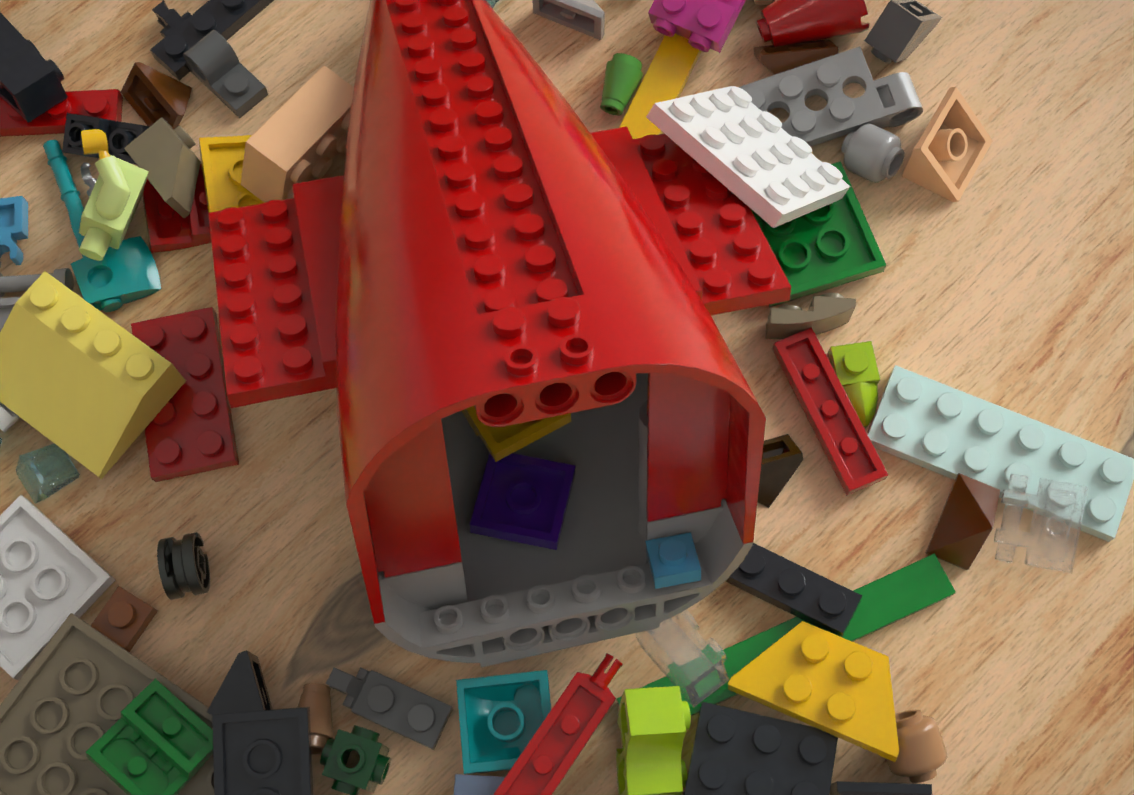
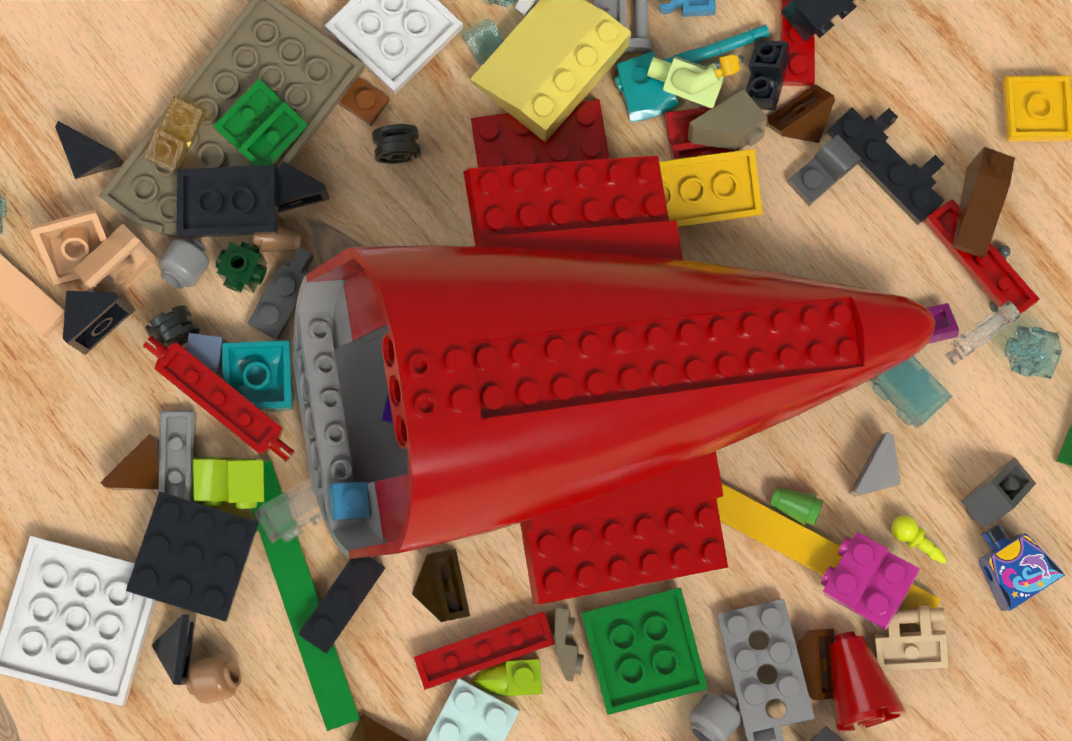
camera: 90 degrees right, 10 degrees up
(299, 138) = (742, 230): light nougat brick -> none
(750, 153) = (695, 599): white plate -> none
(827, 686) = (260, 616): yellow wing -> none

